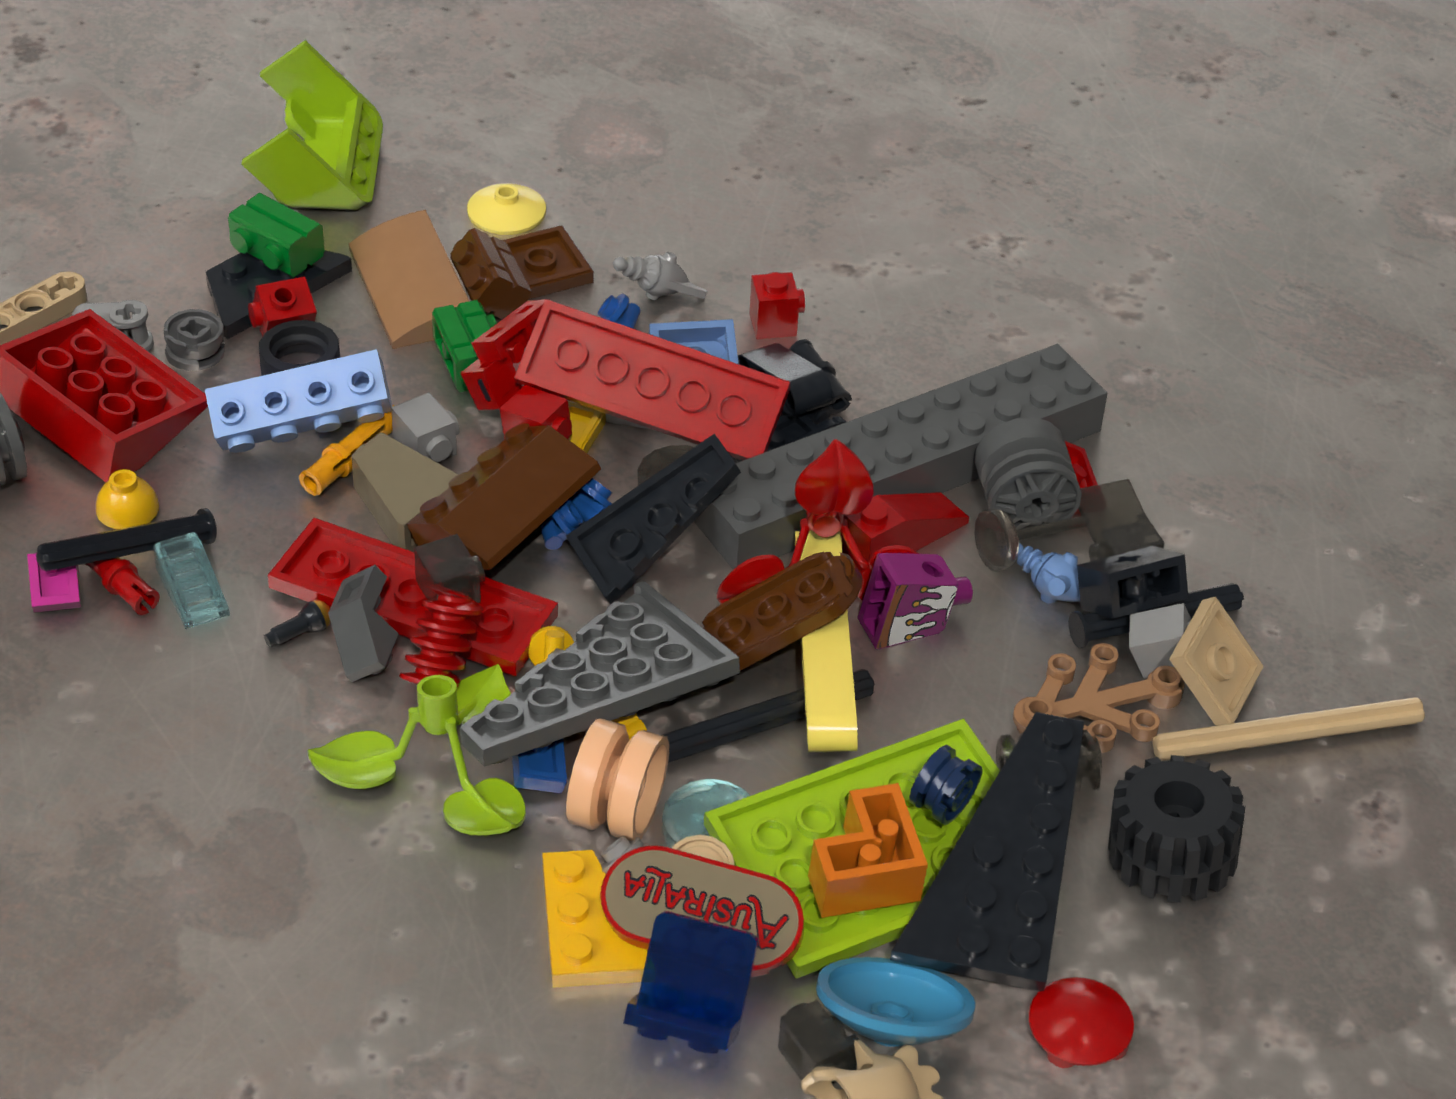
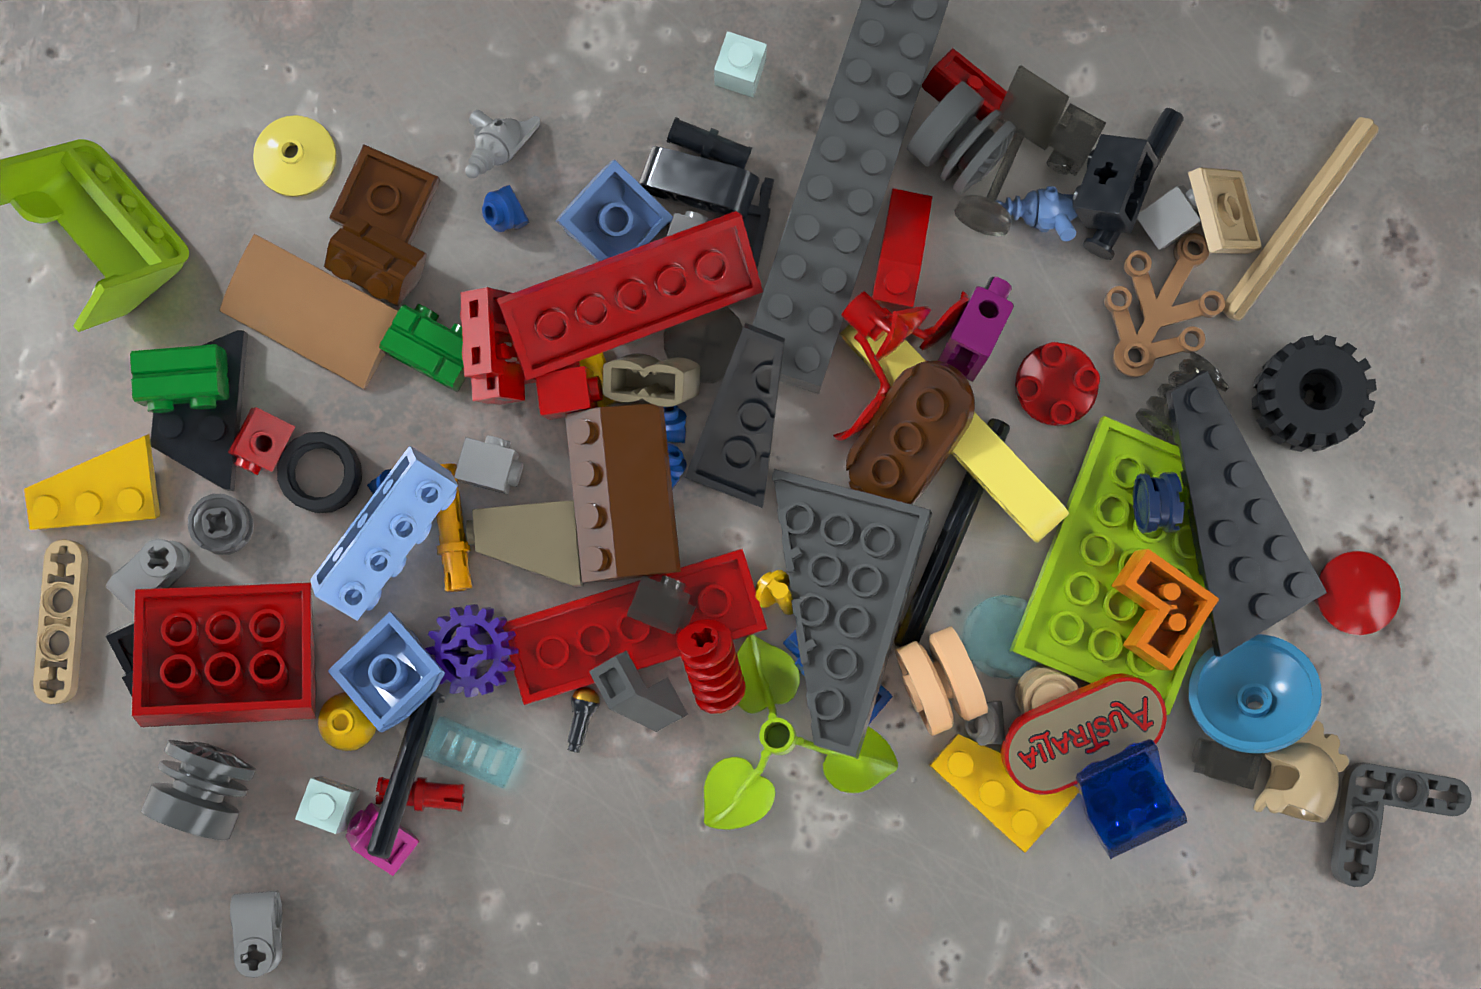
camera: 40 degrees left, 40 degrees up
(44, 519) = (327, 804): none -> light aqua brick
(140, 269) = (98, 491): none -> yellow wing
(195, 479) = (388, 673): none -> medium blue slope
(272, 516) = (465, 668): none -> dark purple gear
(614, 447) = (656, 381): none -> dark tan brick
(775, 305) = (614, 98): red brick -> none
(895, 345) = (740, 64): none -> light aqua brick
(946, 687) = (1057, 384): none -> red dish

